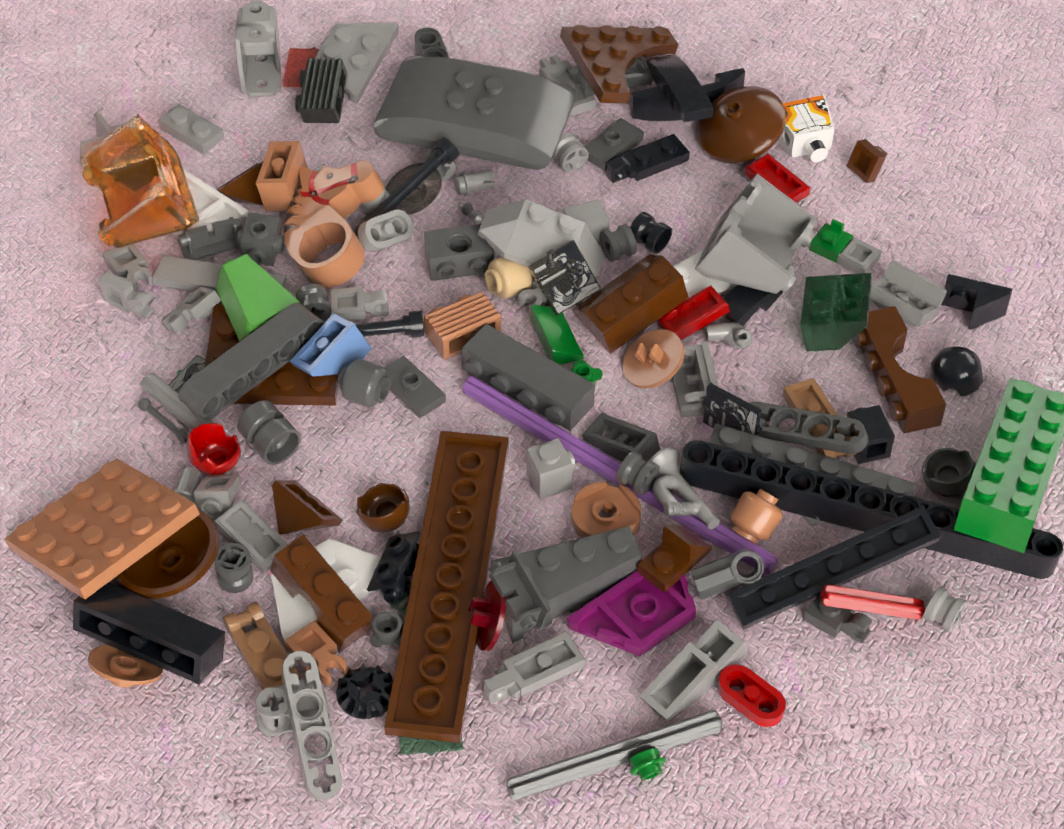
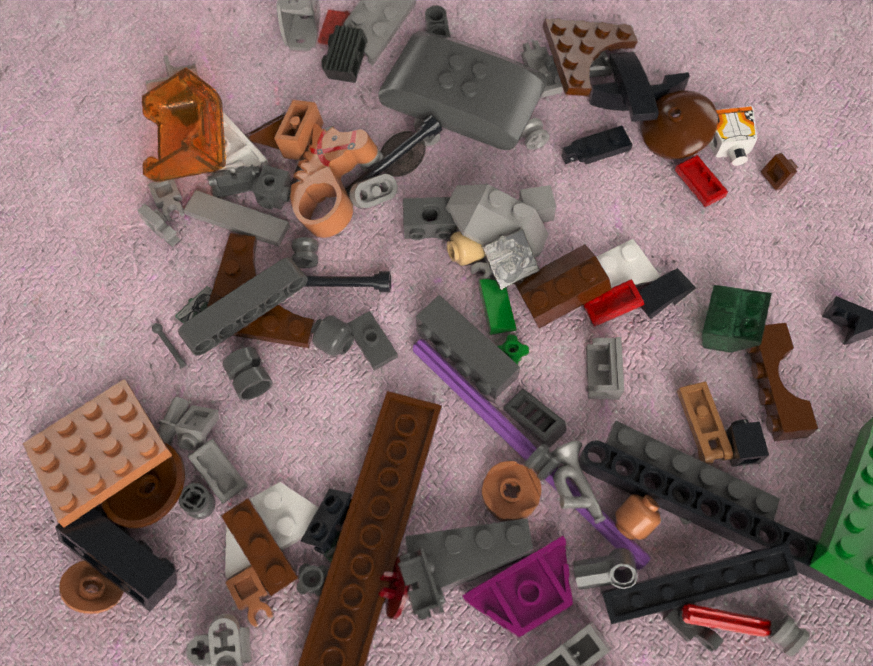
camera: 10 degrees right, 15 degrees up
(170, 400) = (174, 322): light grey axle -> none
(191, 129) = (239, 74): light grey plate -> none
(194, 306) = (209, 243): light grey plate -> none
(212, 449) = (200, 383): red hair -> none
(250, 295) = (253, 244): bright green slope -> none
(259, 646) = (206, 582): medium nougat plate -> none
(299, 509) = (263, 448): reddish brown slope -> none
(331, 348) = (309, 302): medium blue slope -> none
(354, 303) = (336, 256): light grey plate -> none
(372, 703) = (287, 653): black gear -> none
(383, 507) = (327, 460): reddish brown hair -> none
(457, 323) = (420, 287): nougat brick -> none
(467, 209) = (448, 190): dark grey hinge -> none
(474, 182) = (453, 152): light grey pin -> none
(534, 668) = (429, 640): light grey hinge -> none
(550, 468) = (471, 441): light grey brick -> none
(612, 142) = (571, 128): dark grey plate -> none
(618, 243) = (561, 225): dark grey wheel -> none
(649, 232) = (588, 219): black wheel -> none
(653, 358) = (573, 343): nougat piece -> none
(673, 557) = (561, 550): reddish brown slope -> none
(730, 411) = (631, 412): piece -> none
(731, 333) = (642, 324): light grey arm -> none
(757, 239) = (675, 242): light grey windscreen -> none
(805, 421) = (691, 429): dark grey beam -> none
(830, 240) = (738, 244): green tile -> none
(859, 256) = (759, 262): light grey tile -> none
(910, 292) = (798, 308): light grey bracket -> none
(948, 471) = (811, 493): dark grey hair -> none
(957, 369) = (829, 387): black hair -> none

